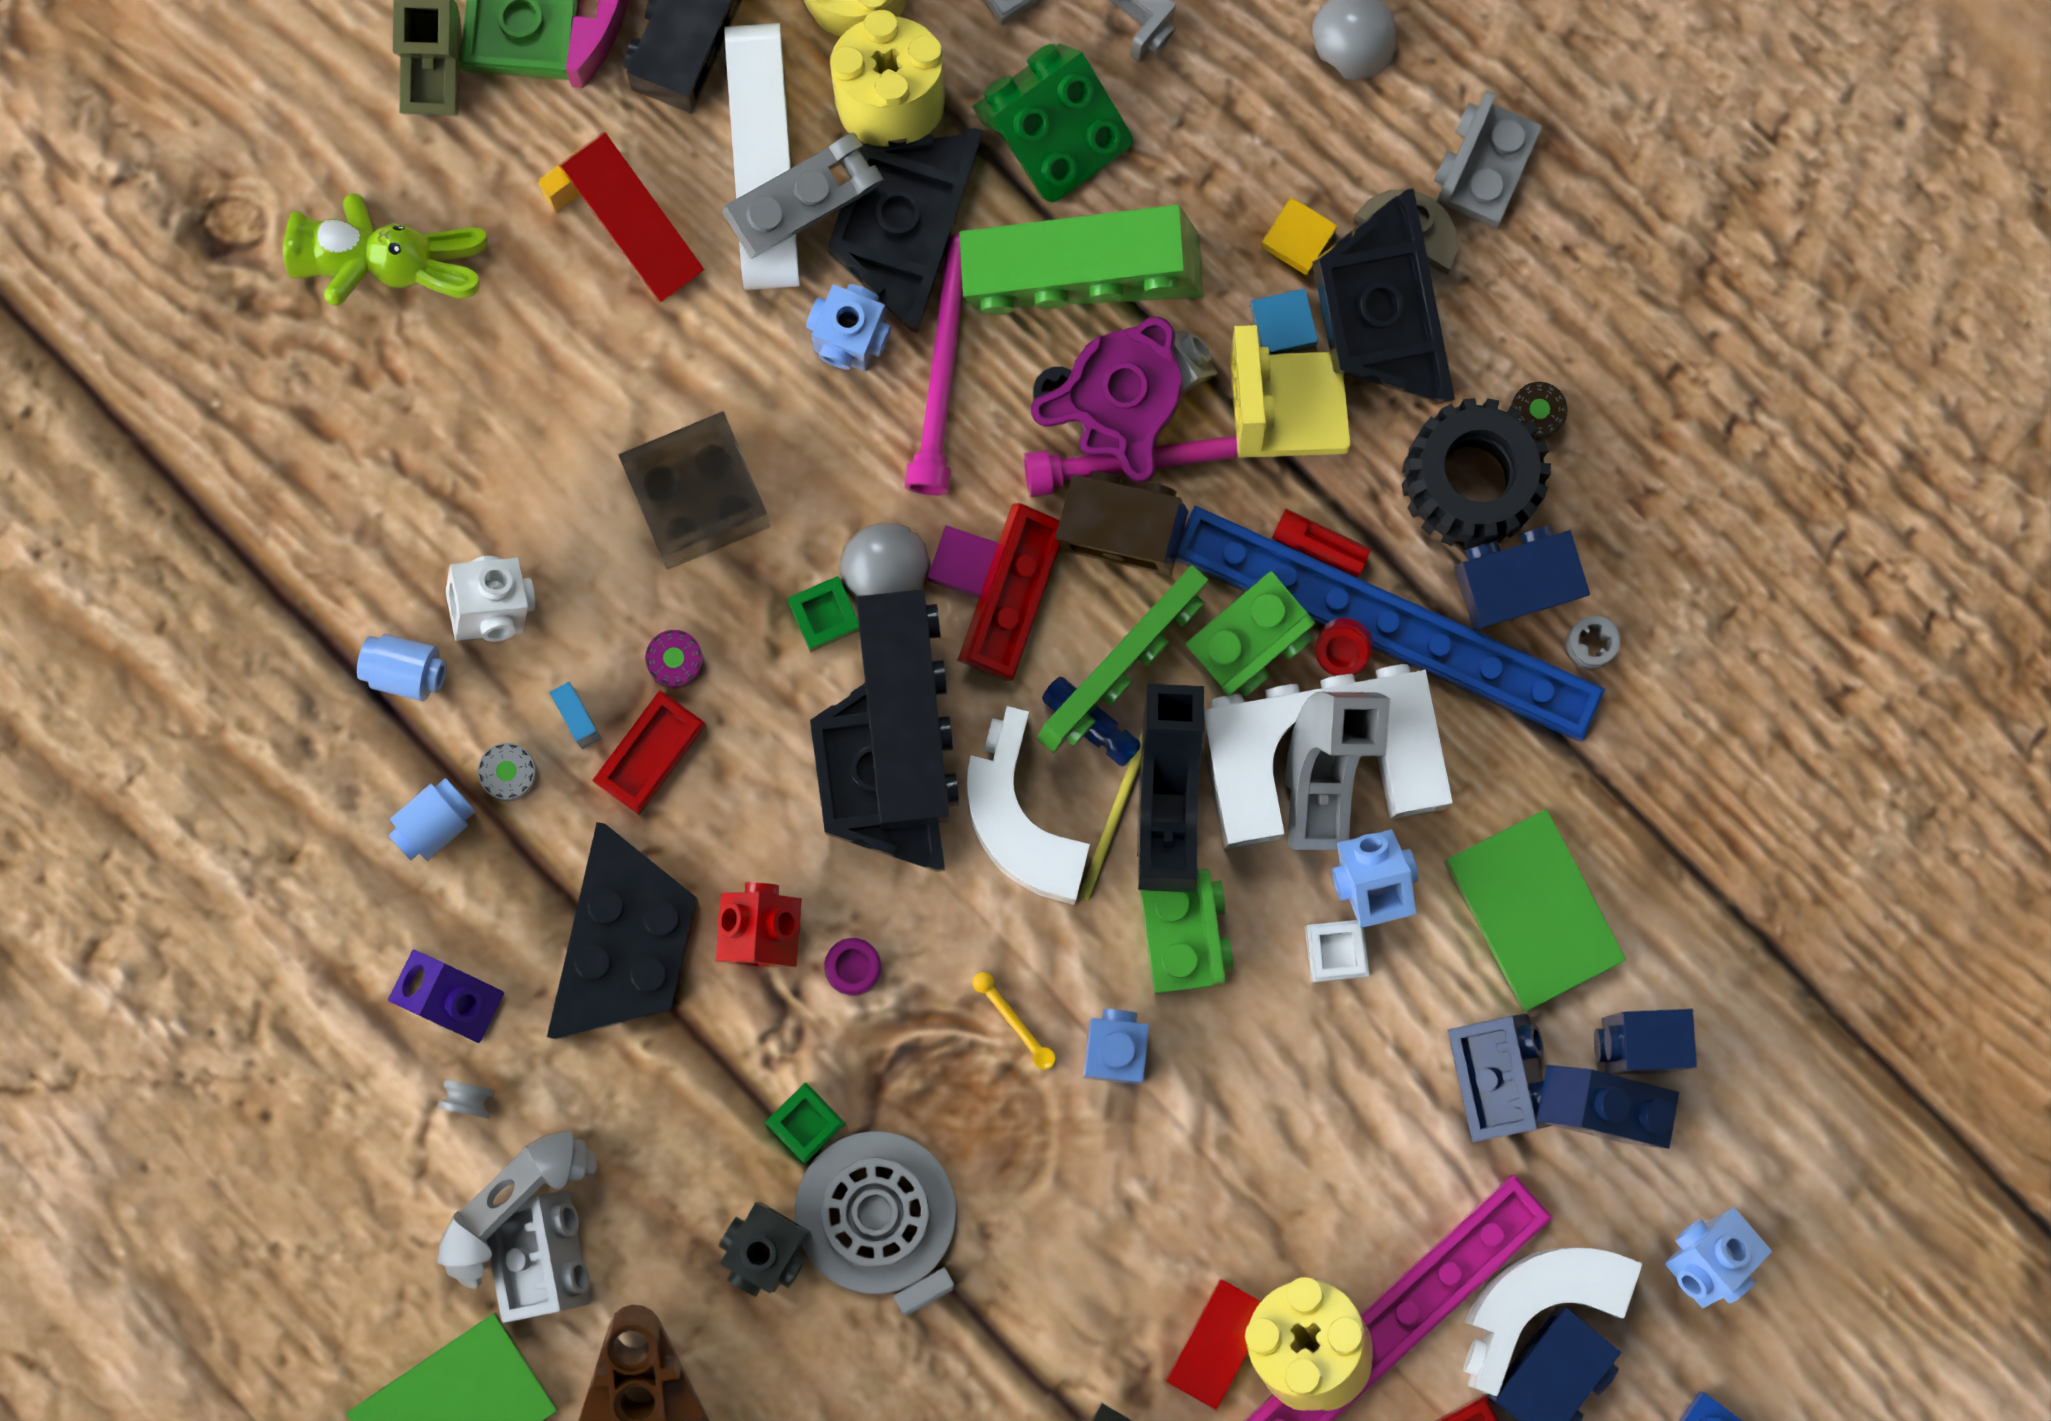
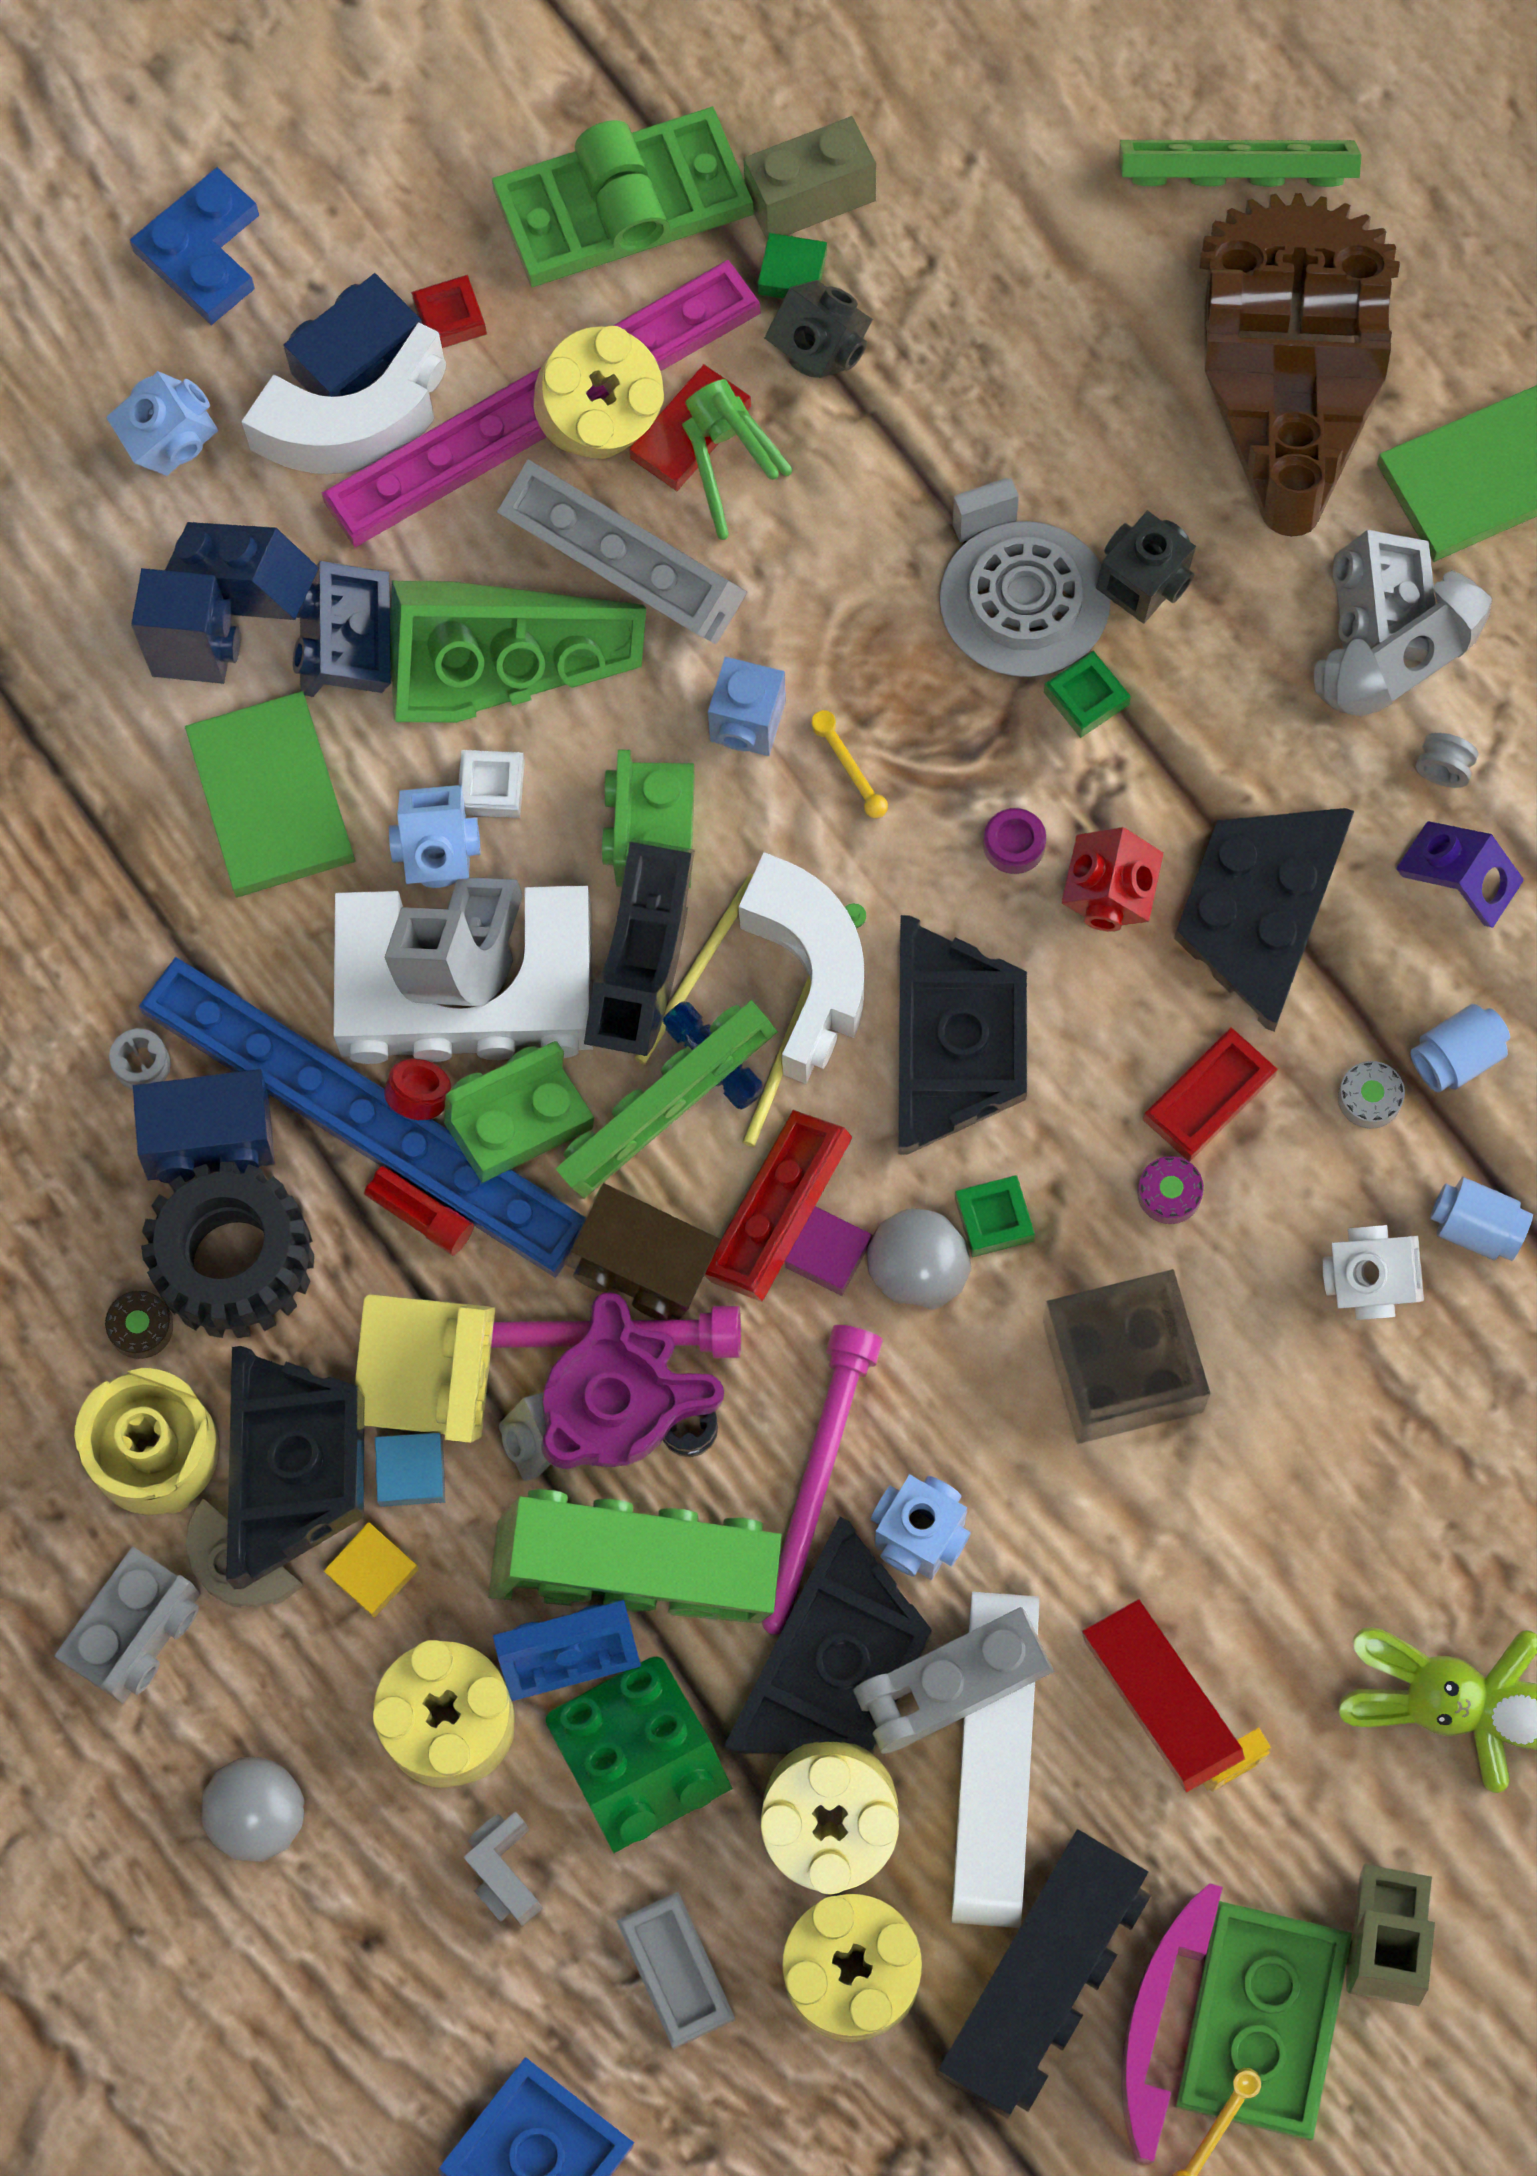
camera: 160 degrees left, 10 degrees down
(575, 715) = (1288, 1136): dark azure tile -> none
(904, 710) = (921, 1074): black brick -> none
(987, 875) = (857, 914): none -> bright green piece
(1032, 724) = (775, 1076): none -> light yellow axle
(1129, 183) = (566, 1650): none -> blue bracket
(1192, 1344) = (721, 416): none -> bright green plant
(1220, 89) = (436, 1676): none -> light yellow brick
(1258, 1186) = (622, 552): none -> light grey brick
(1371, 1082) = (489, 645): none -> bright green wedge
(1534, 289) = (134, 1409): none -> light yellow brick

